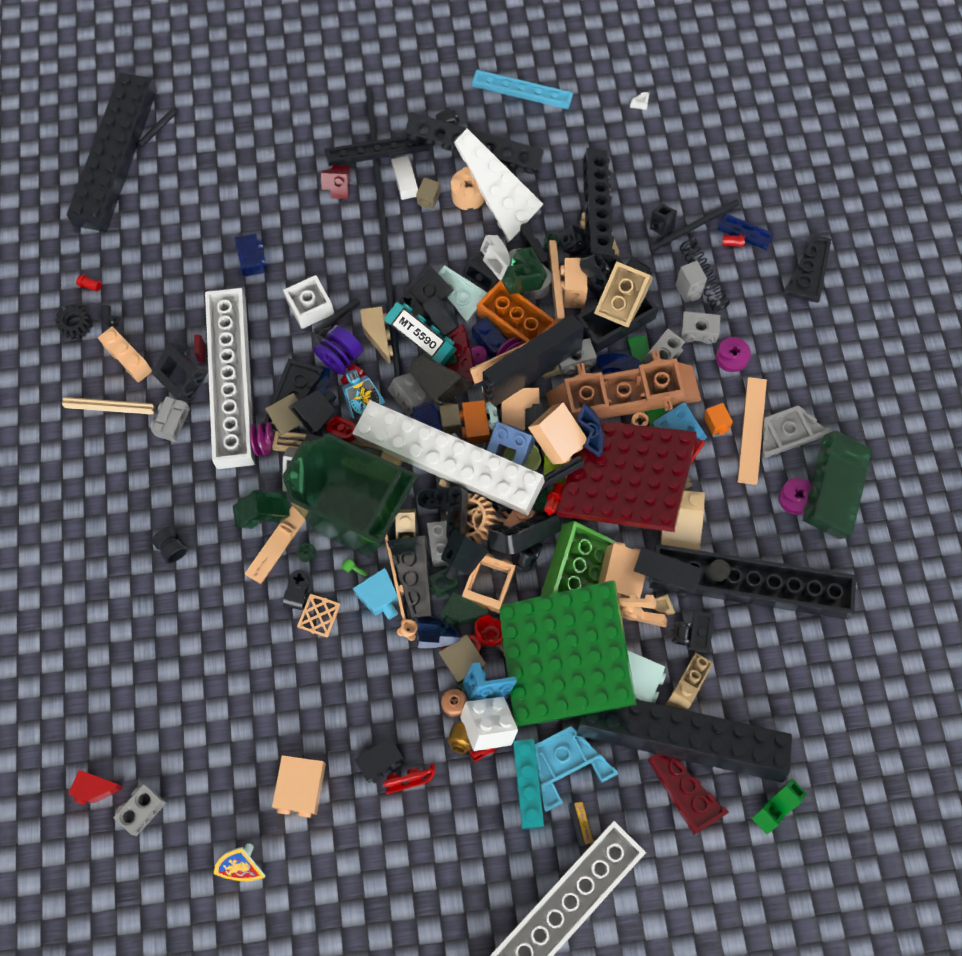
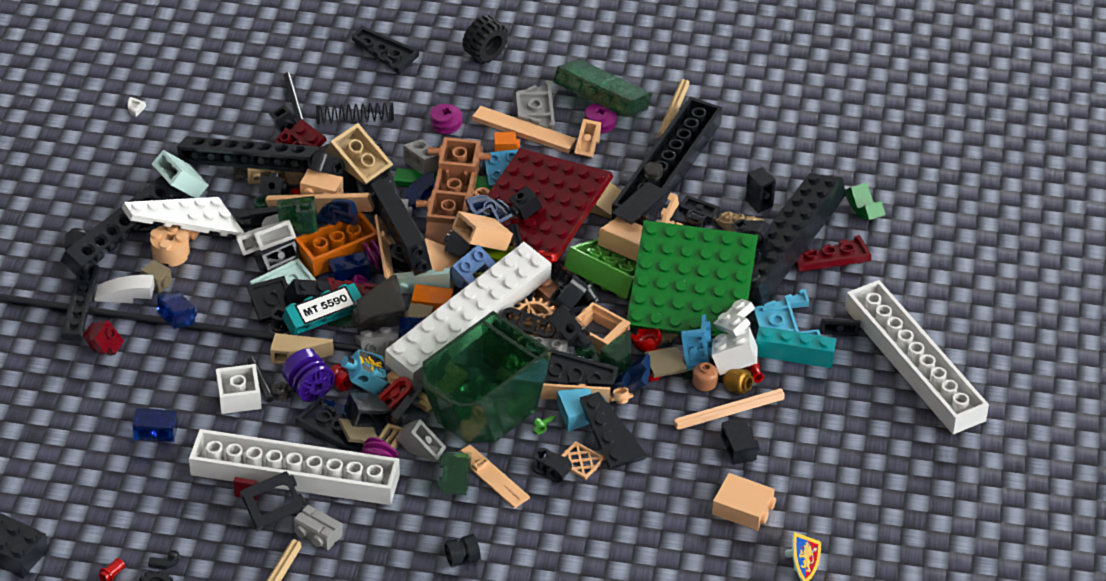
camera: 75 degrees left, 25 degrees down
(125, 354) = (207, 552): light nougat arch -> none
(301, 552) = (512, 453): clear green plate -> none
(347, 634) = (612, 436): none -> black wing
(387, 222) = (176, 309): none -> clear blue brick
(413, 776) = (763, 426): red piece -> none
(425, 738) = (728, 409): none -> light nougat axle
(518, 708) = (734, 319): none -> white plate
(522, 89) = (67, 184): medium azure tile -> none
(535, 305) = (339, 210): none -> dark blue brick
(549, 162) = (180, 174): none -> light aqua brick
(611, 460) = (525, 203): none -> black brick
(642, 242) = (301, 134): none -> dark red brick
(662, 694) = (753, 227): none -> black piece
(691, 281) = (363, 112): light grey brick -> none
(708, 322) = (407, 129): light grey brick -> none
(733, 240) = (329, 84): red pin -> none
(746, 687) = (760, 189): none -> black brick
(753, 234) = (321, 78): clear blue tile -> none
(758, 492) = (588, 138): none -> light nougat slope
(849, 564) = (674, 105): none -> tan axle
(856, 351) = (485, 39): none -> black tyre

